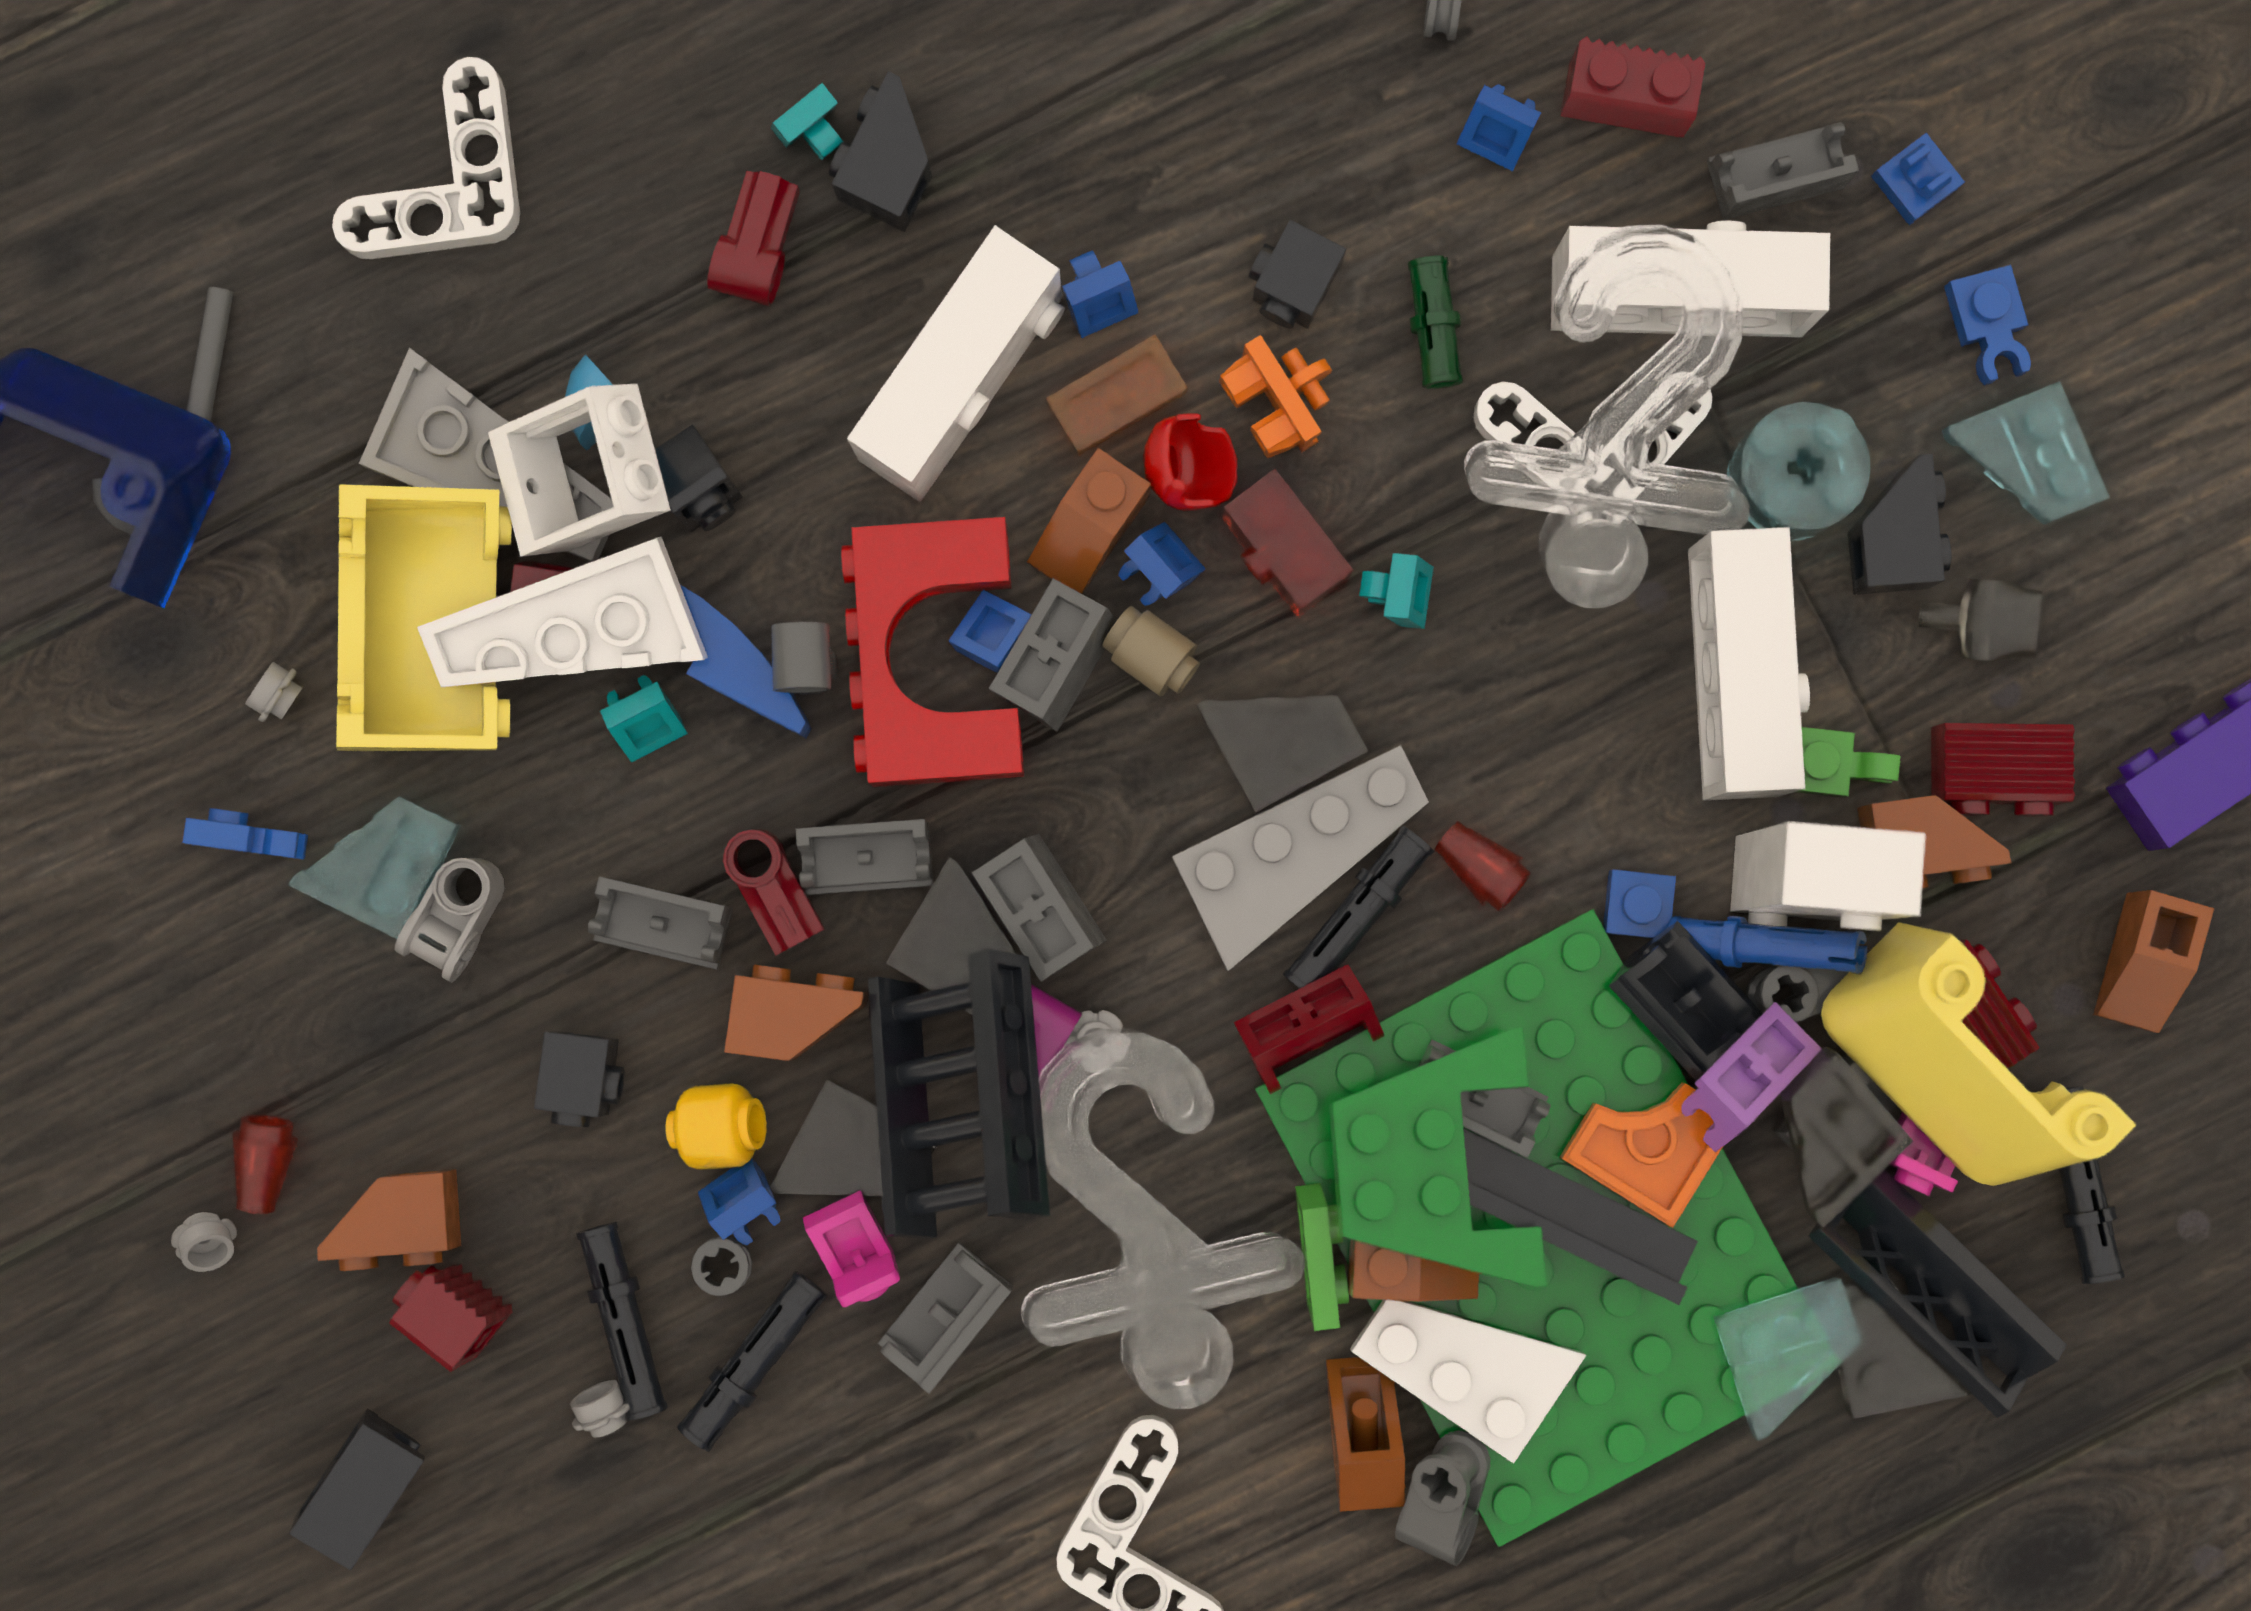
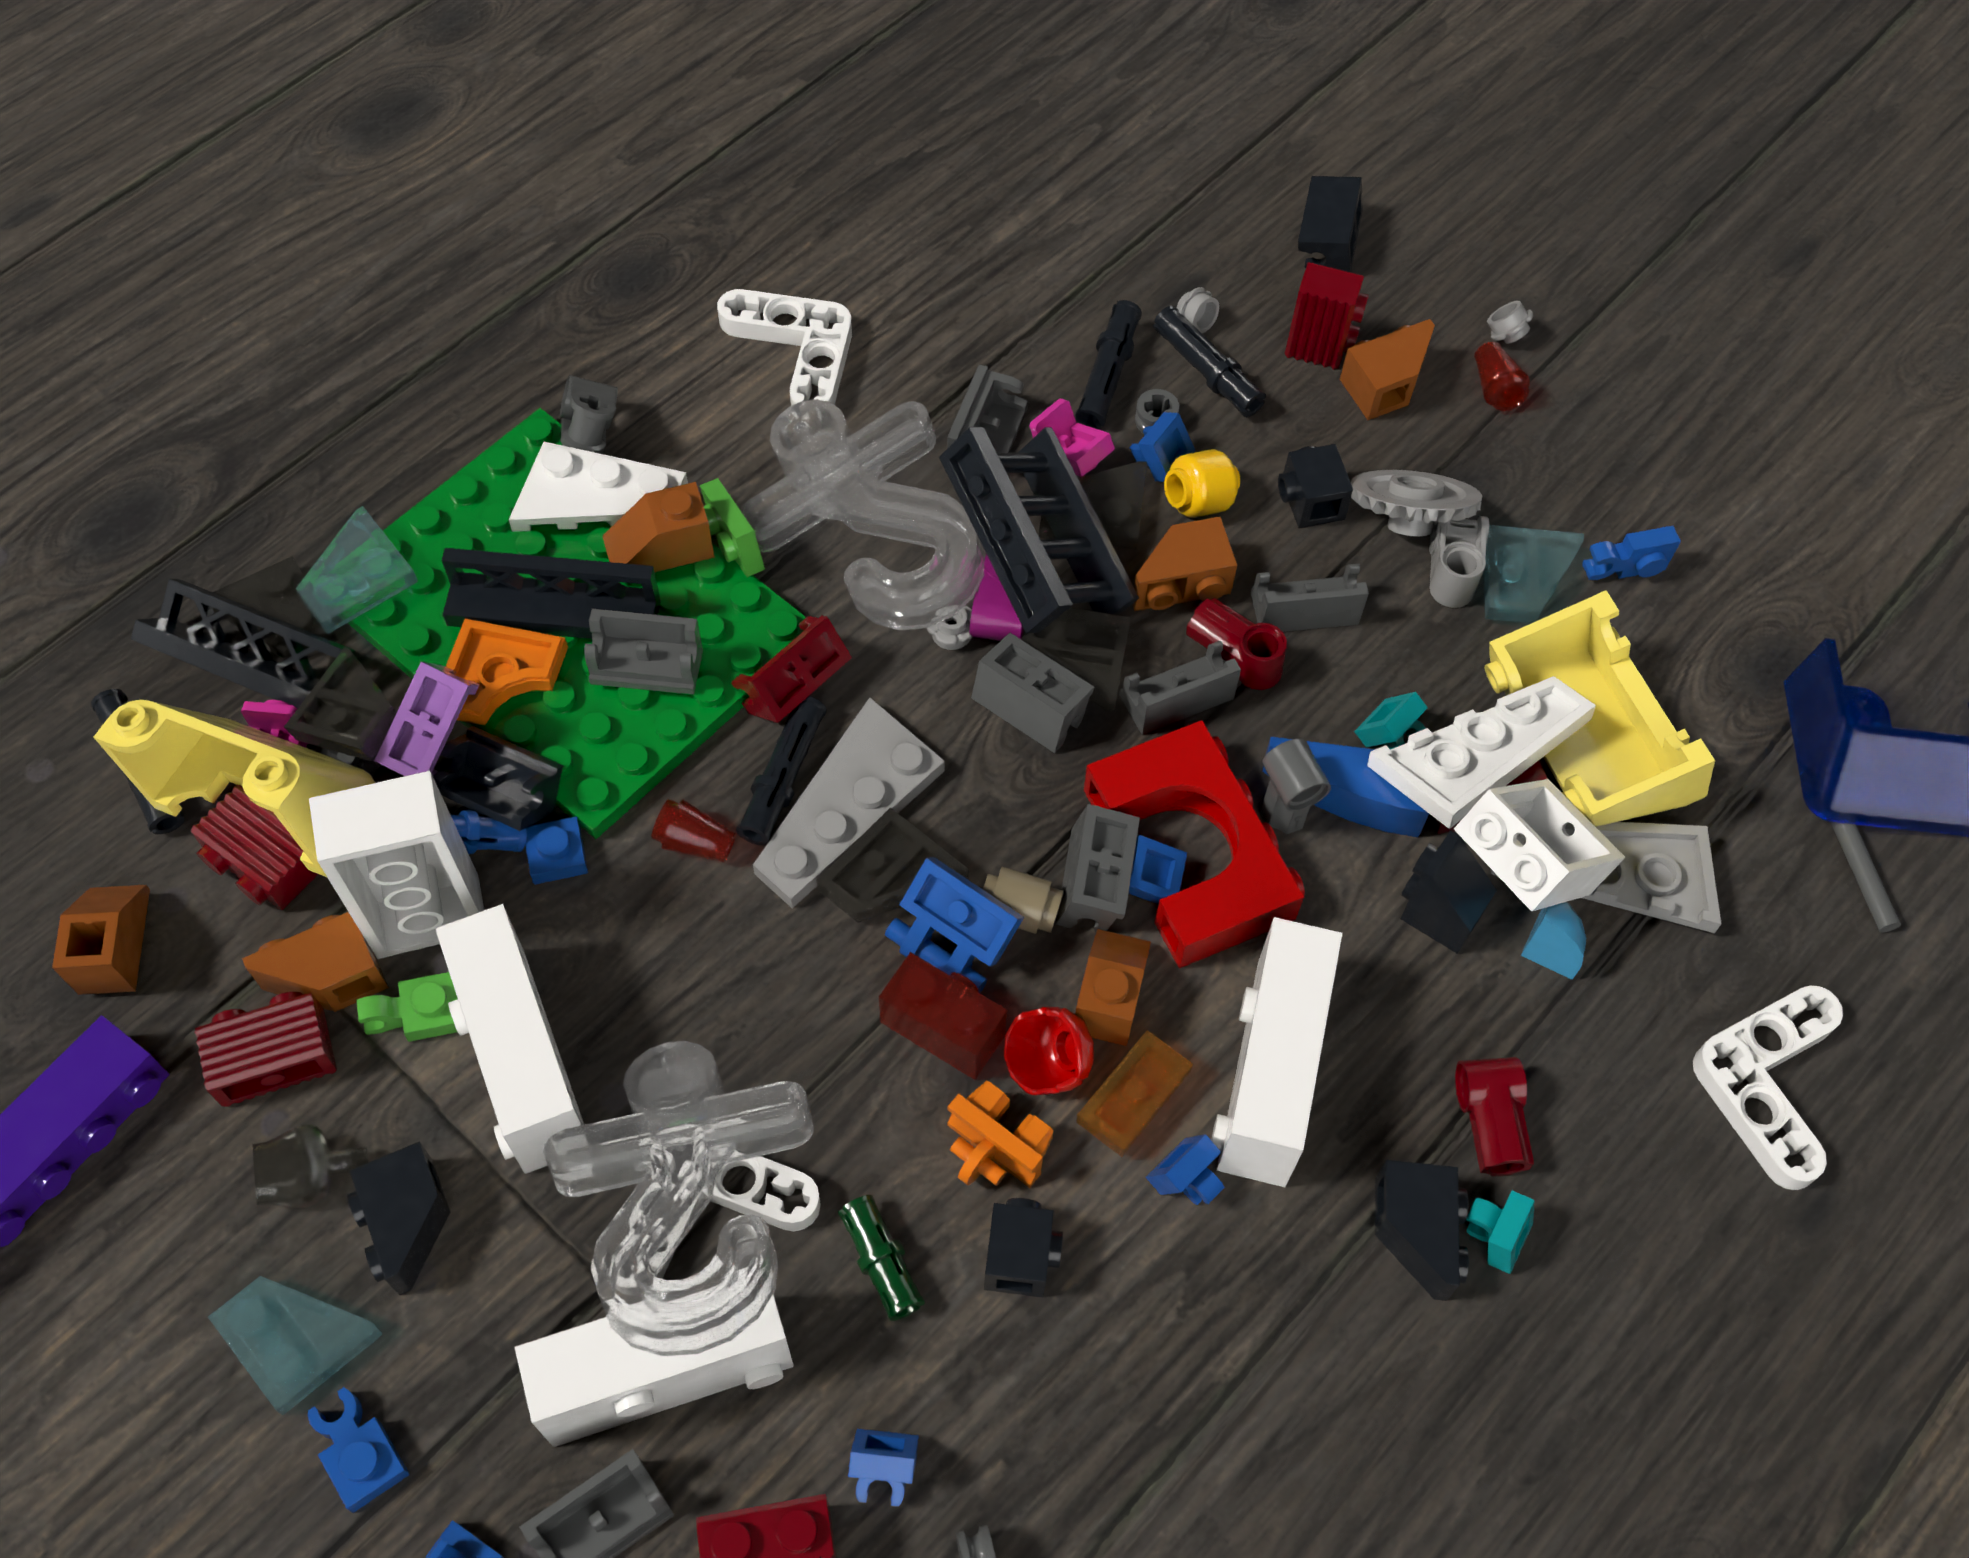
camera: 155 degrees right, 25 degrees down
(274, 692) = (1669, 656): light grey plate -> none
(467, 1006) = (1415, 499): none -> light grey gear
(1163, 561) = (1039, 970): blue tile -> none
(1238, 638) = (959, 912): none -> blue plate
(1365, 1436) = (658, 432): dark orange slope -> none
(1402, 591) = (831, 1014): teal tile -> none
(1406, 1164) = (684, 567): green wing -> none
(1820, 441) = (486, 1205): clear light blue brick -> none

